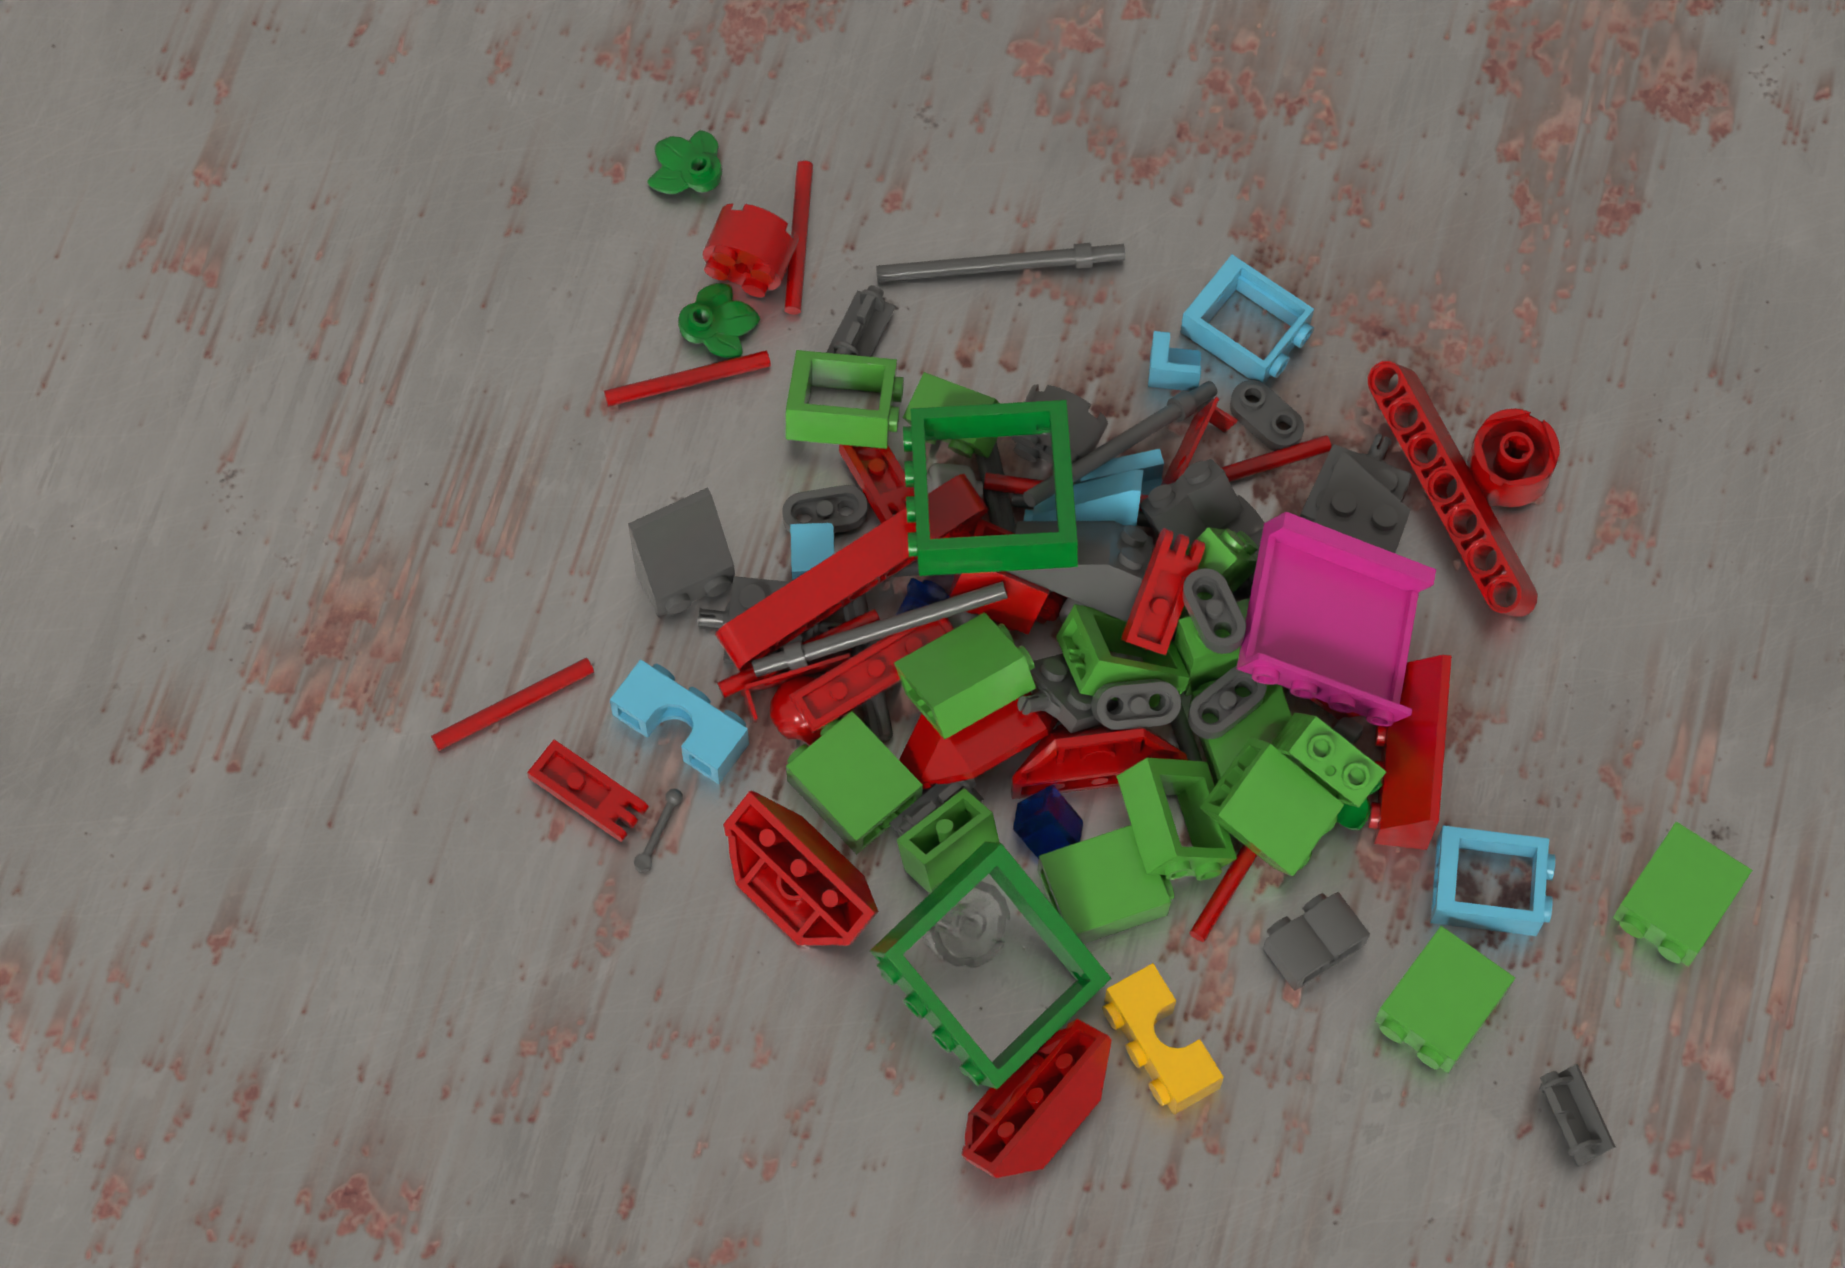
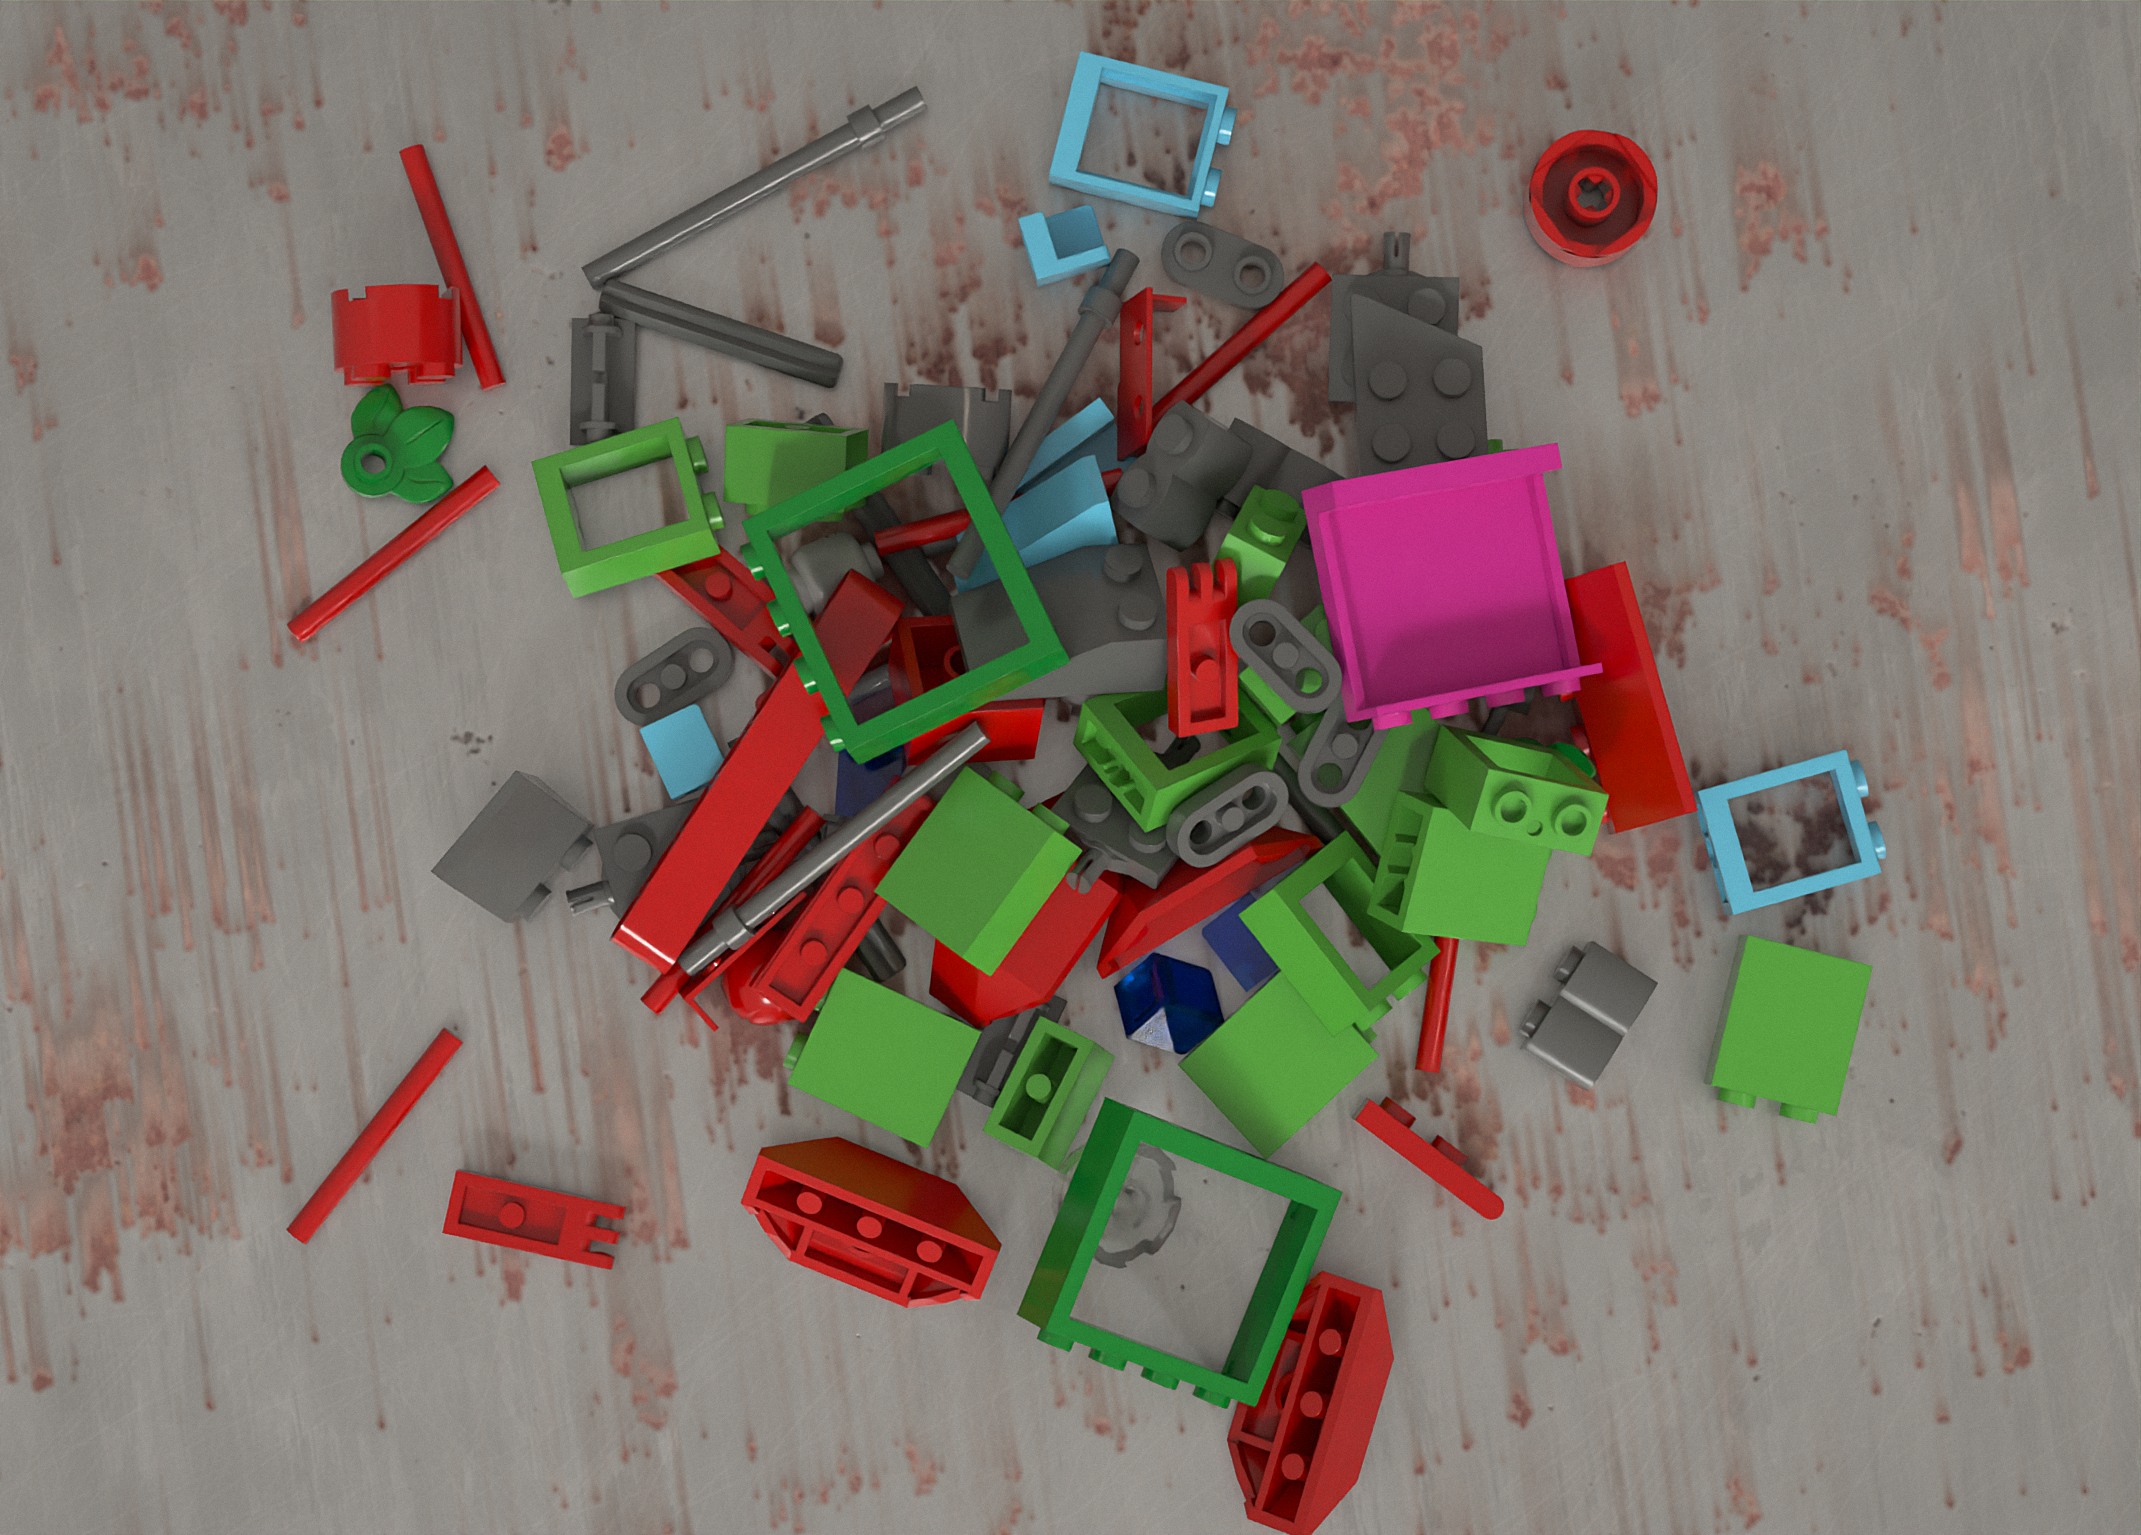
camera: 20 degrees left, 20 degrees up
(643, 861) = (651, 1279): dark grey hinge -> none
(653, 696) = (670, 1073): medium azure arch -> none
(687, 164) = (234, 221): green plate -> none
(945, 335) = (721, 333): none -> dark grey axle
(1108, 804) = (1238, 946): none -> clear blue panel
(1178, 1074) = (1482, 1278): yellow arch -> none
(1183, 987) = (1437, 1160): none -> red hinge
(1466, 500) = (1554, 282): red beam -> none
(1577, 1114) = (2010, 1101): dark grey hinge -> none
(1681, 895) = (2046, 744): bright green brick -> none

